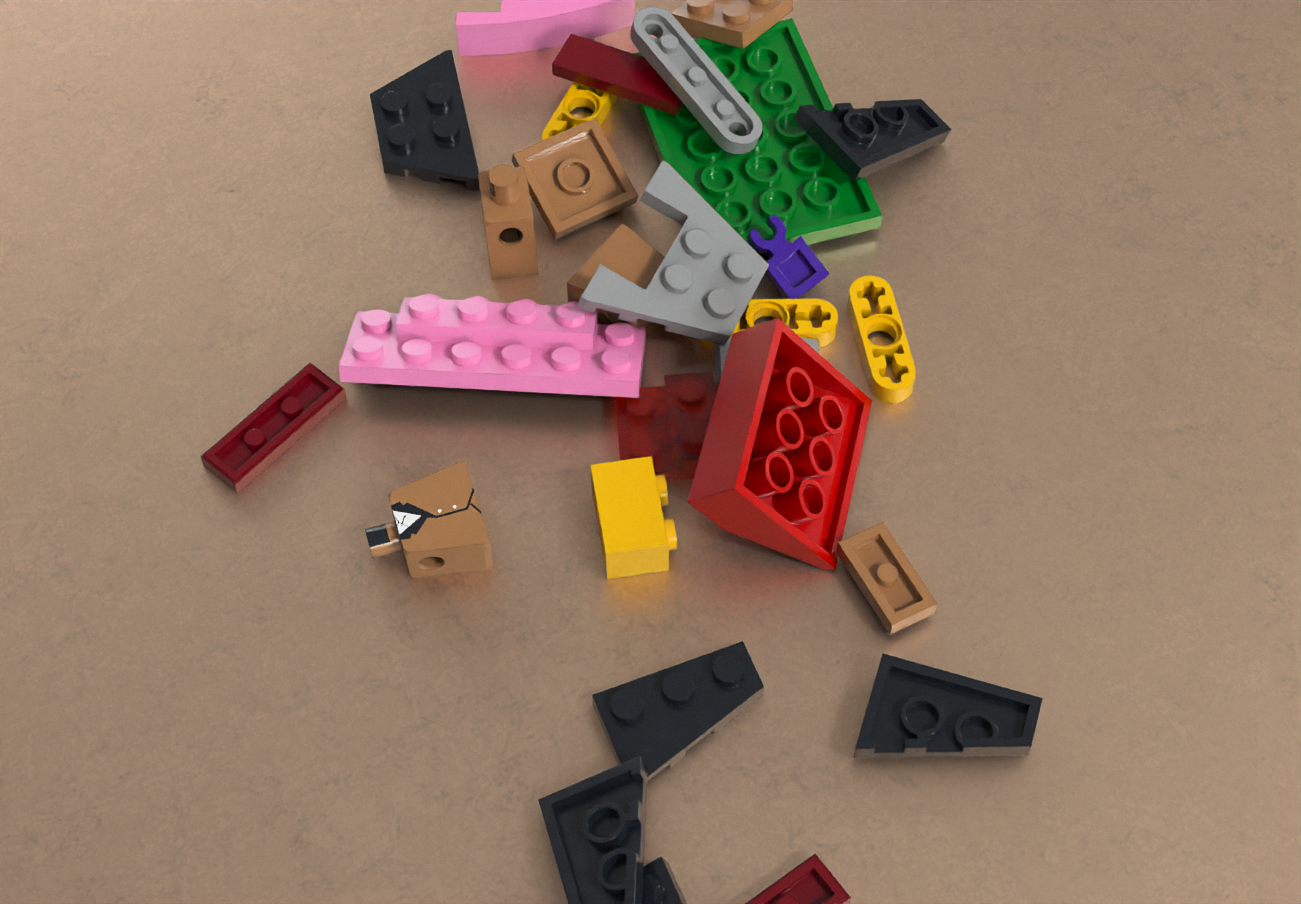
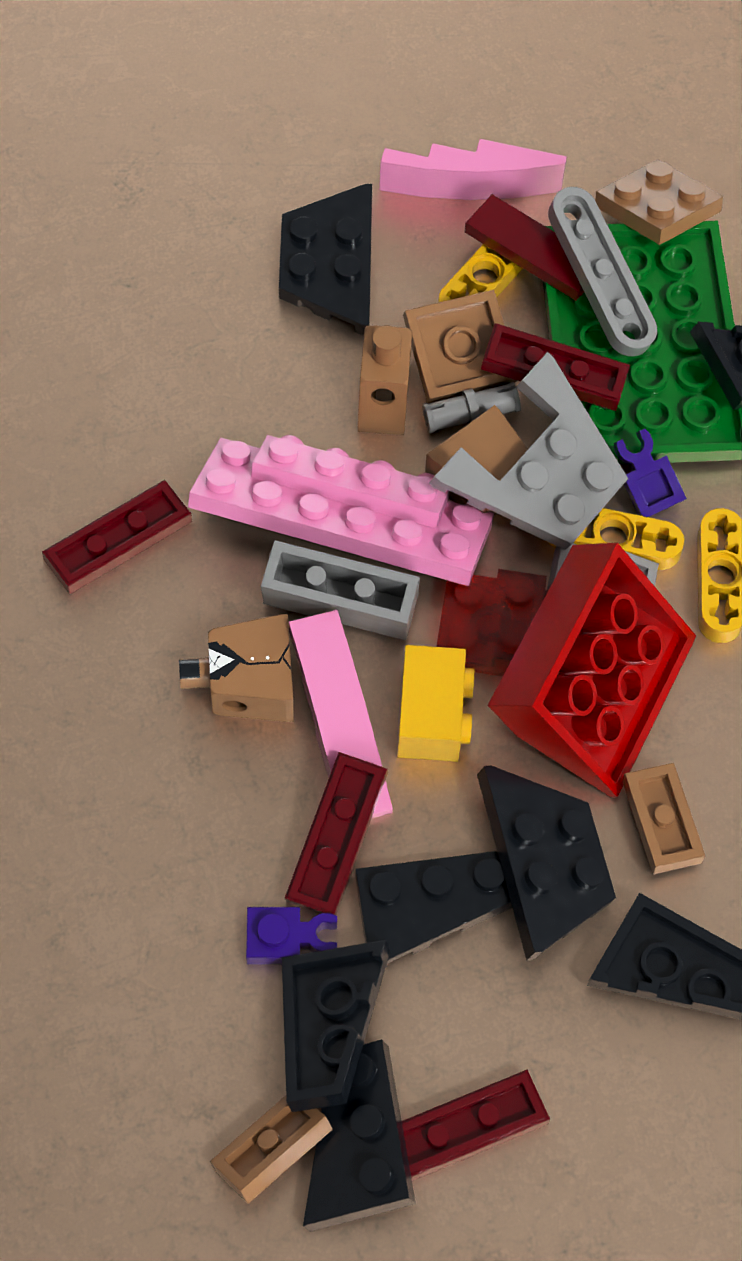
camera: 10 degrees right, 5 degrees up
(511, 427) = (322, 582): none -> light grey brick
(529, 776) = (279, 934): none -> dark purple plate
(541, 551) = (335, 694): none -> bright pink slope
(565, 666) = (336, 834): none -> dark red tile
(595, 232) = (469, 406): none -> light grey pin
(630, 171) = (590, 375): none -> dark red tile
(780, 639) = (546, 857): none -> black wing

